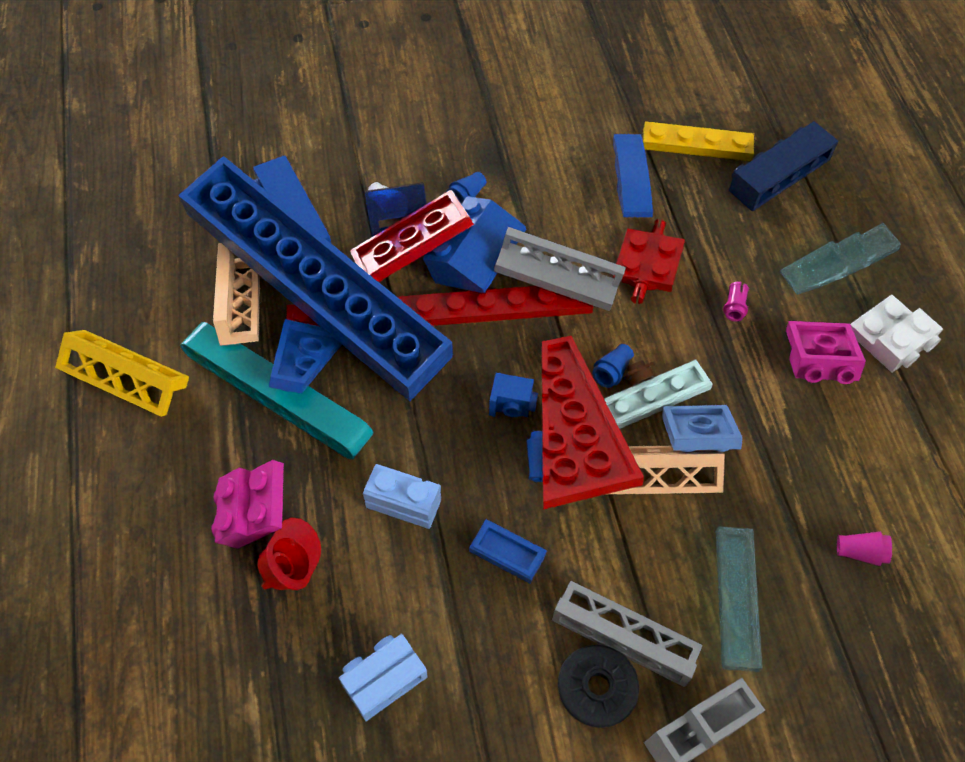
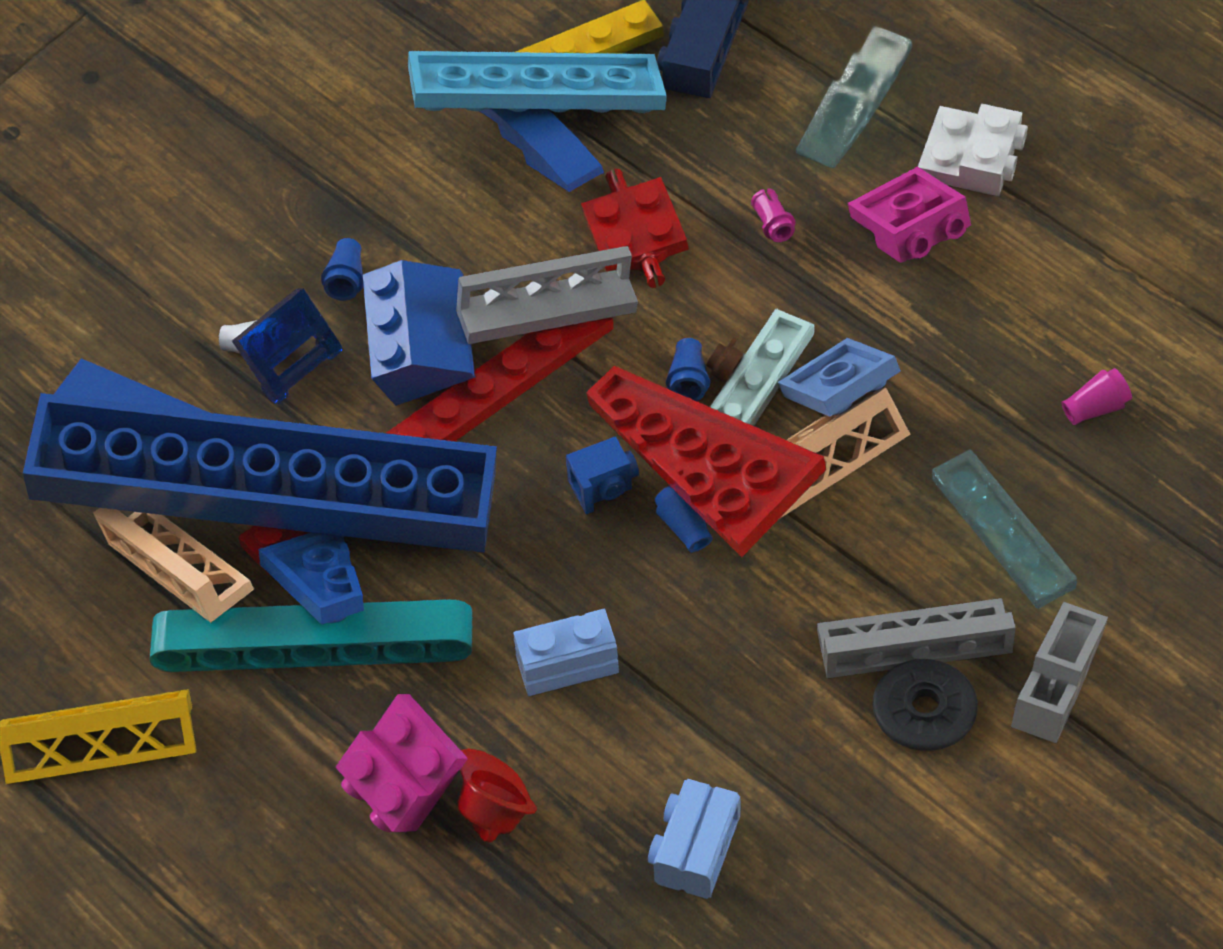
camera: 30 degrees left, 5 degrees down
(412, 236) = (340, 355): red tile -> none
(508, 551) = (725, 638): blue tile -> none
(651, 143) = (535, 81): none -> medium azure plate

